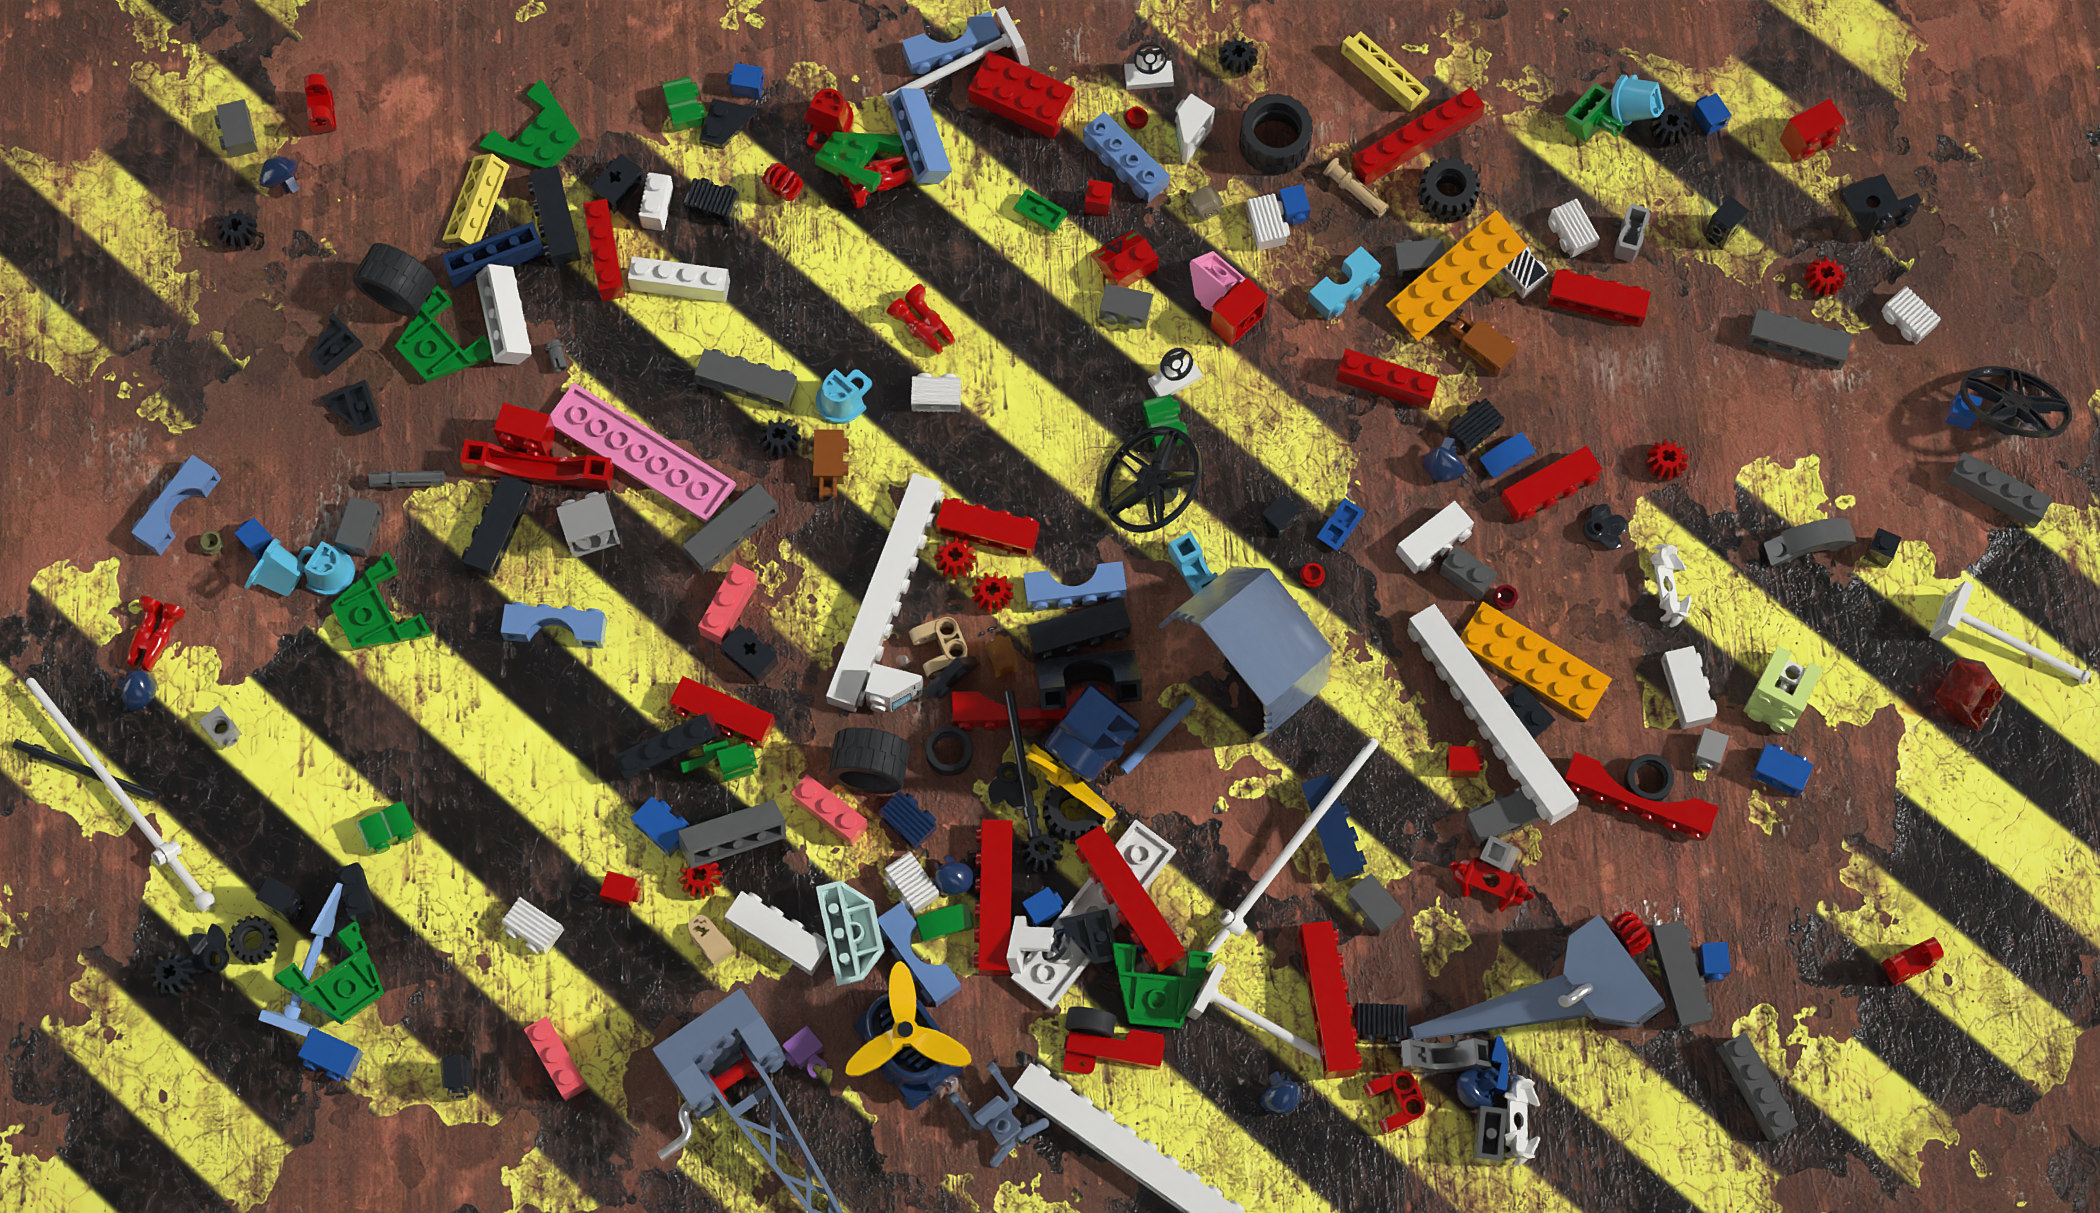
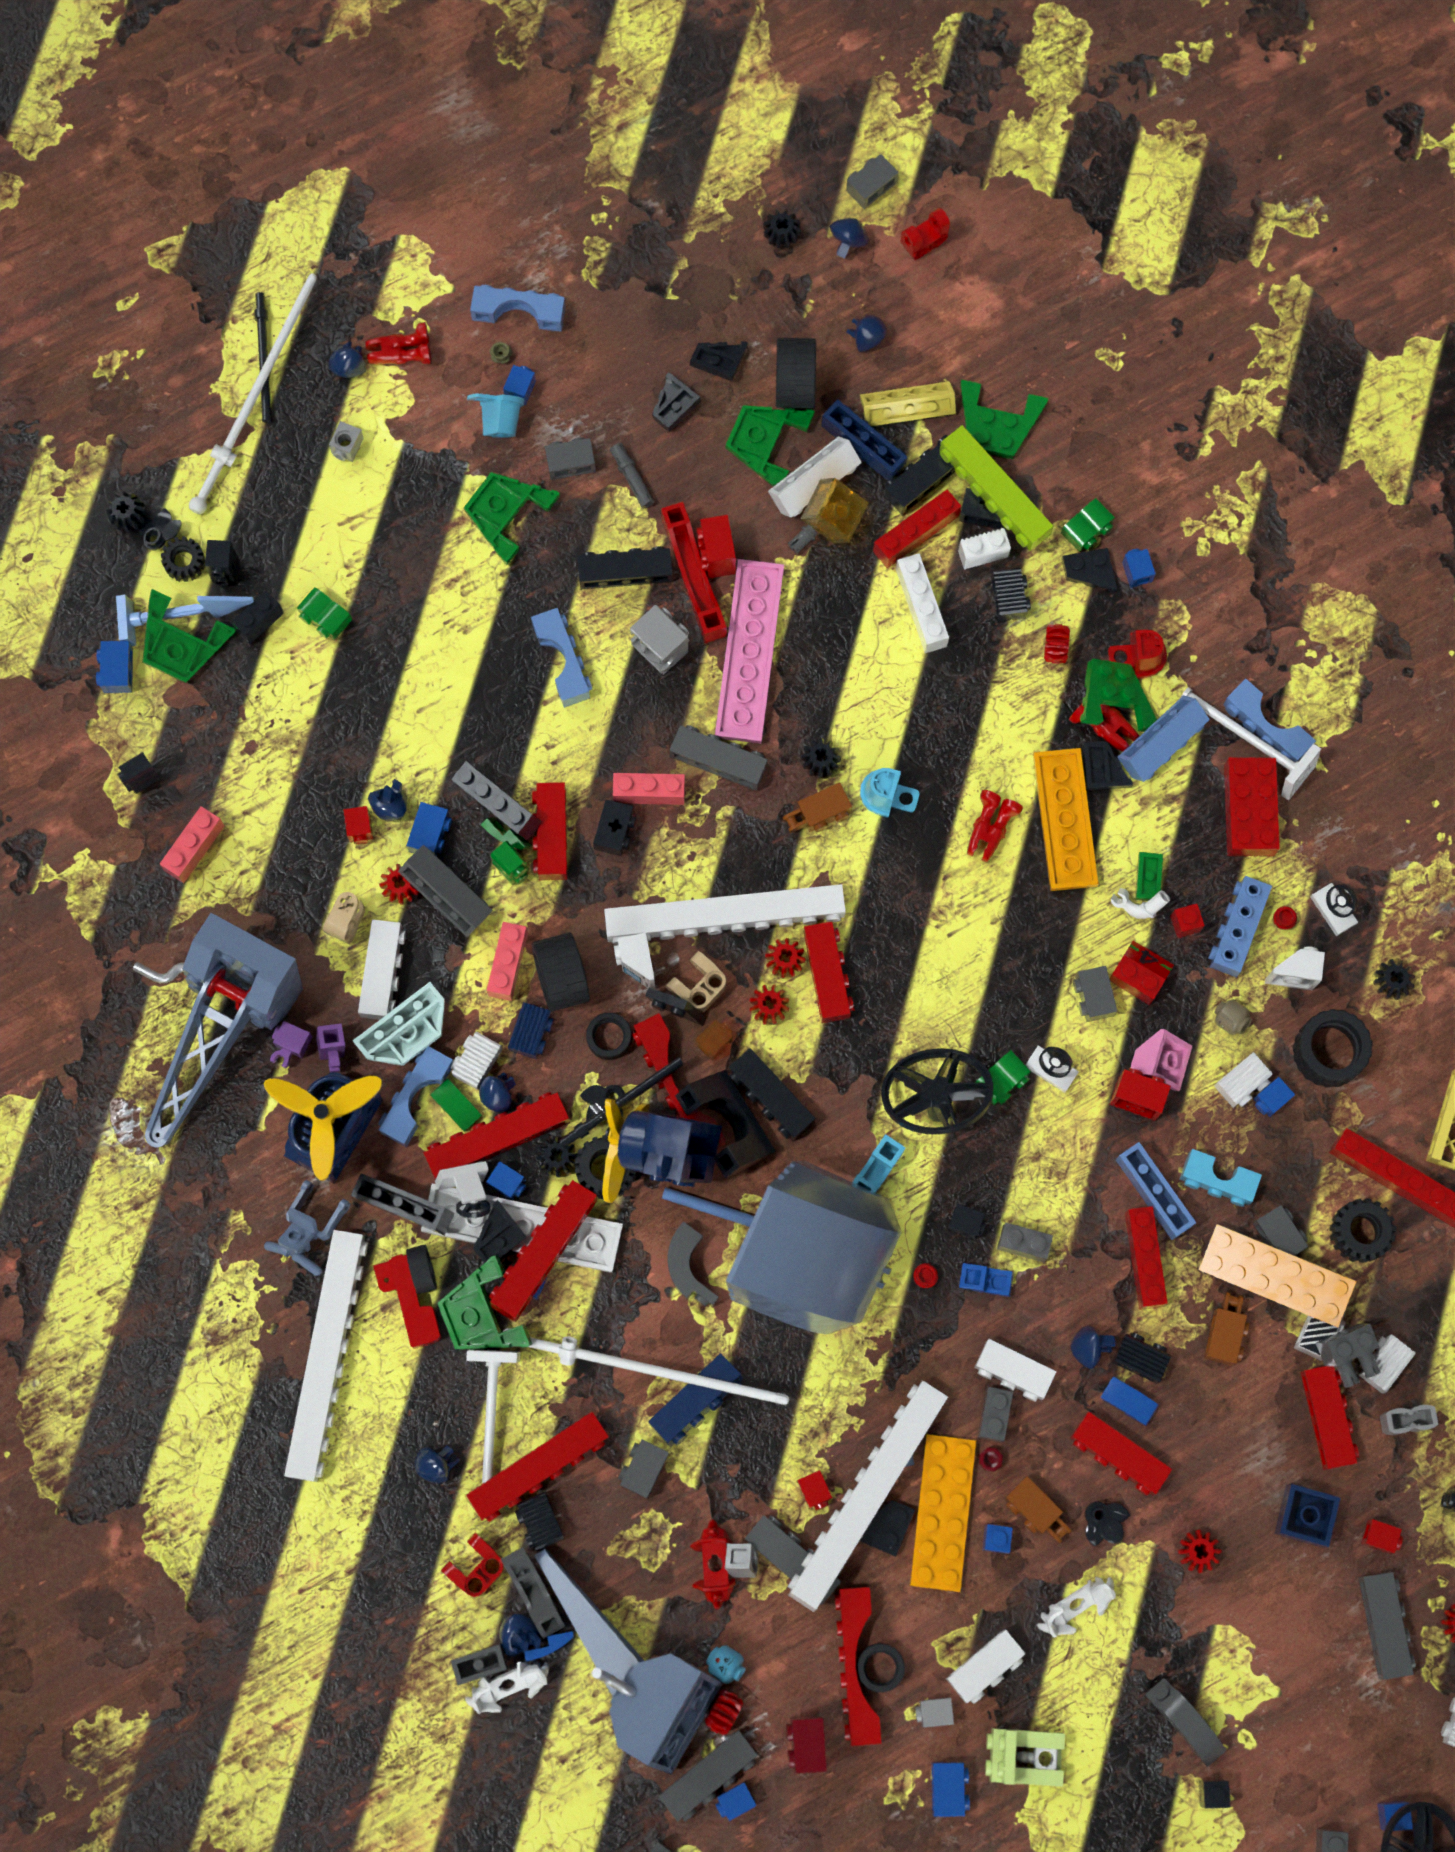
camera: 65 degrees right, 5 degrees up
(328, 570) = (522, 454): medium azure container -> none
(388, 200) = (868, 332): none -> dark blue piece
(532, 926) = (294, 770): white brick -> none
(548, 311) = (834, 510): none -> clear yellow brick
(607, 160) = (995, 488): none -> lime brick
(614, 849) = (389, 802): none -> dark blue piece
(746, 379) = (860, 704): dark grey brick -> none
(827, 1011) = (331, 1045): none -> medium lavender brick
(918, 201) = (1103, 768): none -> black wing
(936, 393) = (929, 869): white brick -> none
(950, 255) = (1065, 819): none -> light orange plate
(1020, 1010) = (402, 1204): none -> black brick
(1044, 591) = (826, 1097): medium blue arch -> none
(1069, 232) = (1142, 911): none -> white piece
(1199, 786) = (679, 1253): none -> dark grey arch
(1324, 474) = (1024, 1242): none -> flat silver brick
(1331, 340) = (1155, 1191): none -> medium blue brick
(1348, 180) = (1324, 1134): tan pin -> none
(1547, 247) = (1345, 1346): none -> dark grey brick
(1568, 578) = (1036, 1509): none -> dark orange brick
(1579, 623) = (997, 1539): none -> blue brick
(1585, 909) = (725, 1664): none -> medium azure head
(1677, 355) = (1307, 1515): none -> dark blue brick
(1693, 868) = (807, 1744): none -> dark red brick
(1721, 305) = (1382, 1537): none -> red brick

